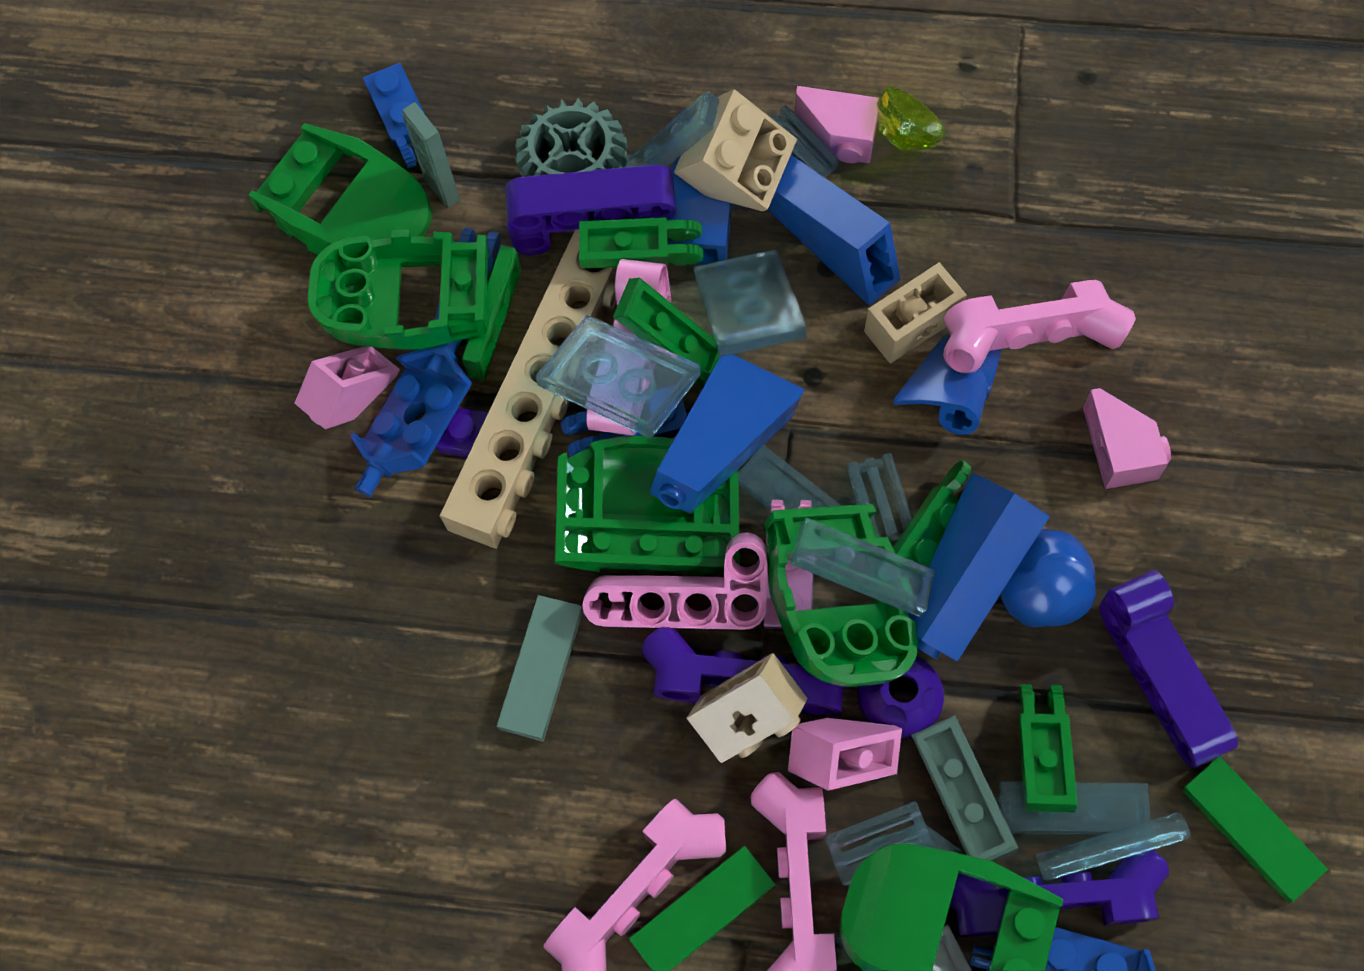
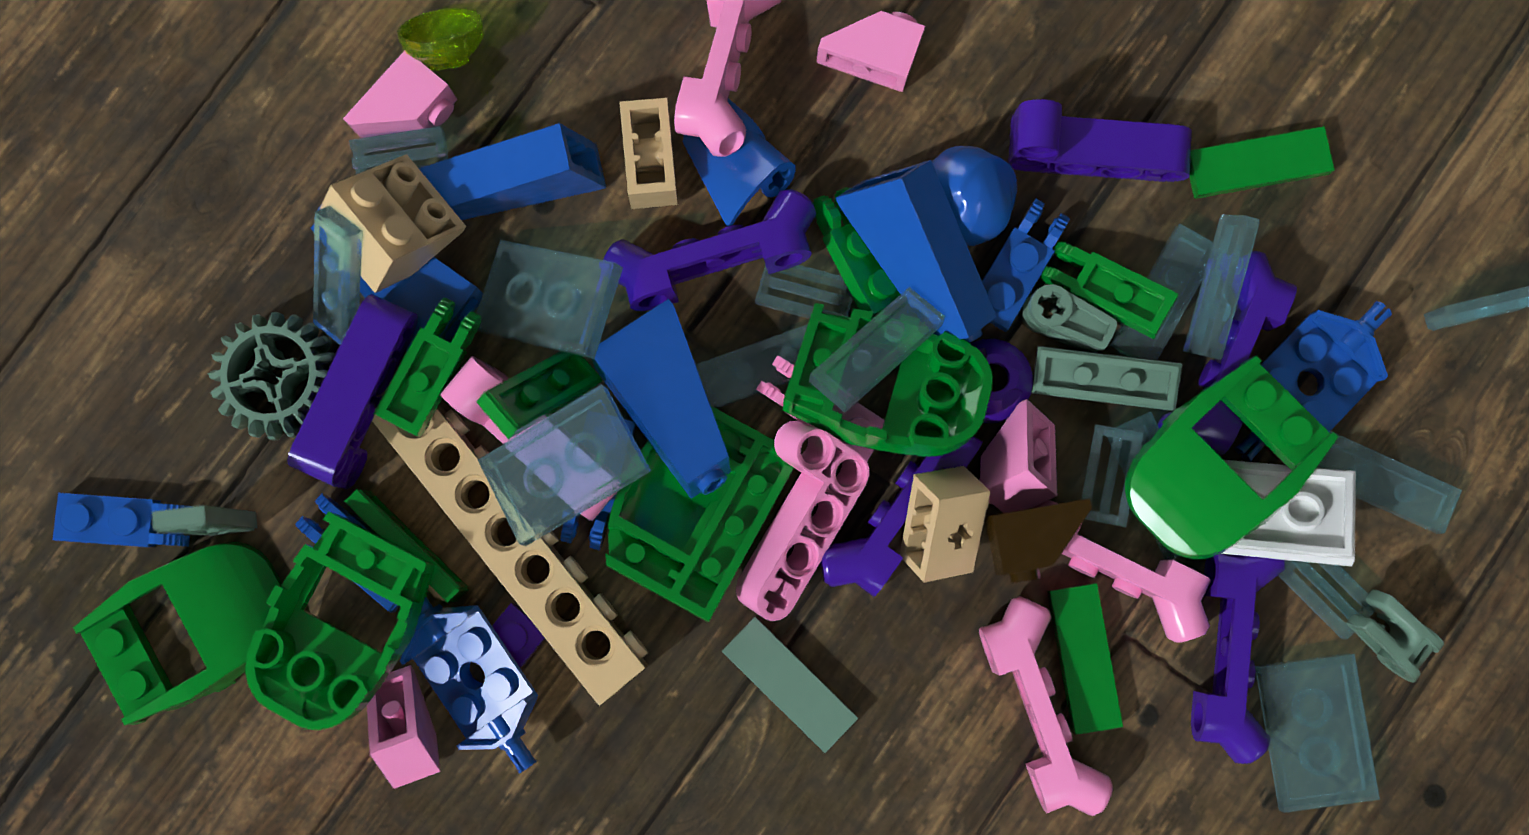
camera: 70 degrees left, 15 degrees up
(779, 786) = (1033, 537): none -> dark brown slope
(904, 446) = (777, 239): none -> dark purple plate
(995, 734) = (1072, 320): none -> sand green piece
(1016, 662) = (1020, 266): none -> blue hinge

